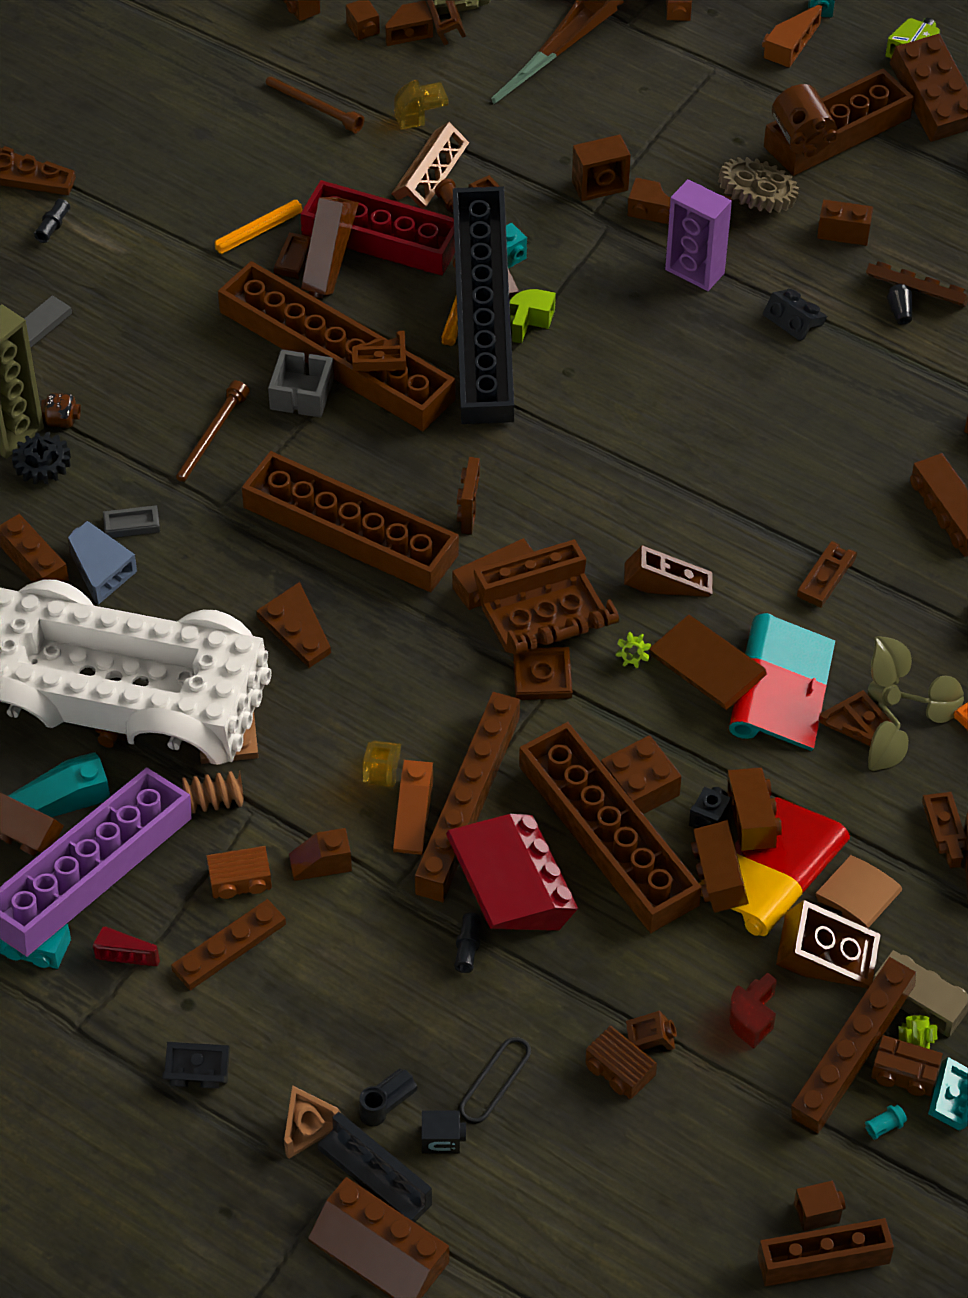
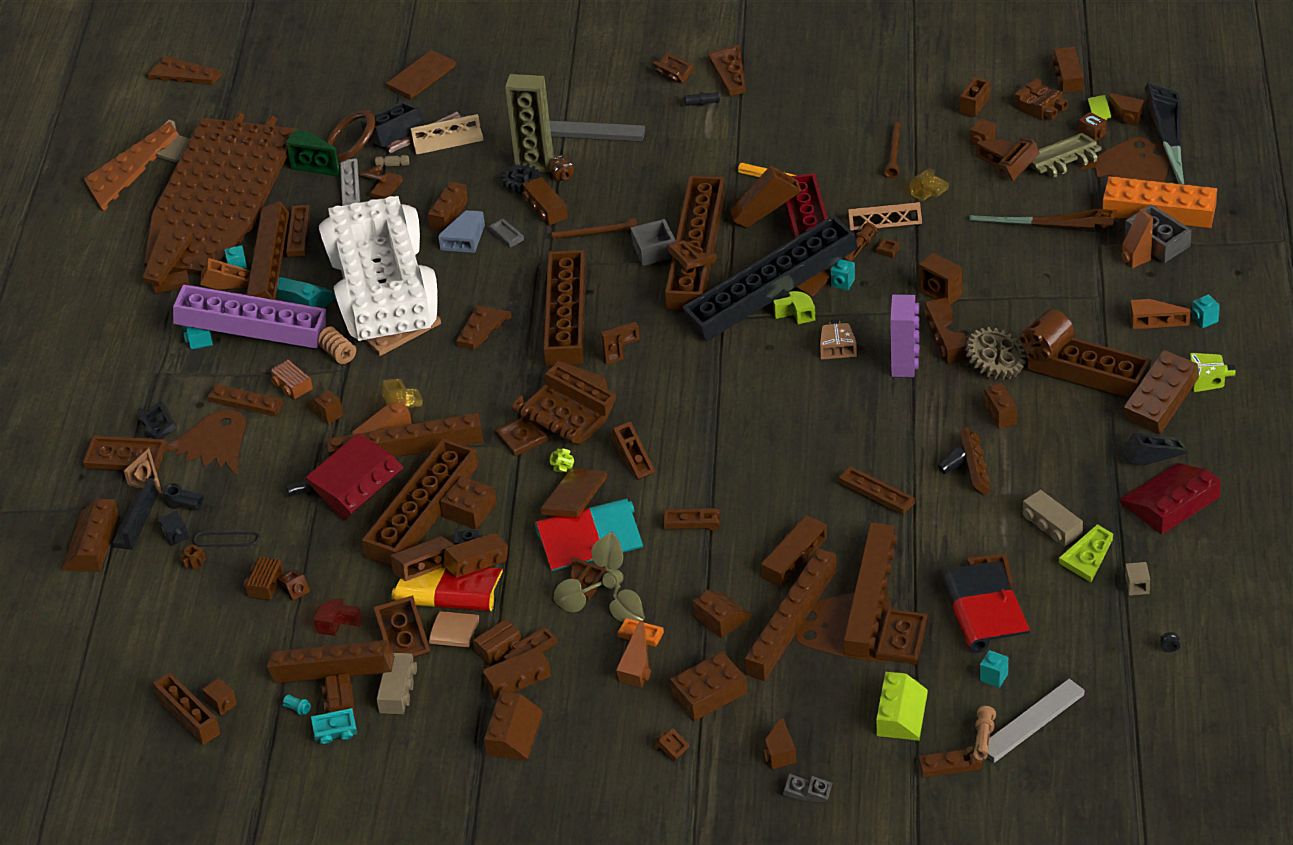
camera: 65 degrees right, 10 degrees down
(112, 453) = (545, 201): none -> reddish brown brick
(123, 948) = (213, 360): dark red slope -> none
(231, 1134) = (121, 452): none -> reddish brown plate
(276, 1017) = (213, 439): none -> reddish brown piece
(517, 1131) = (193, 557): none -> reddish brown gear
(619, 304) = (837, 341): none -> medium nougat torso
(793, 313) = (902, 417): black bracket -> none
(900, 389) = (877, 490): none -> reddish brown plate
(916, 855) = (496, 642): none -> reddish brown brick
(918, 1031) = (364, 691): lime gear -> none

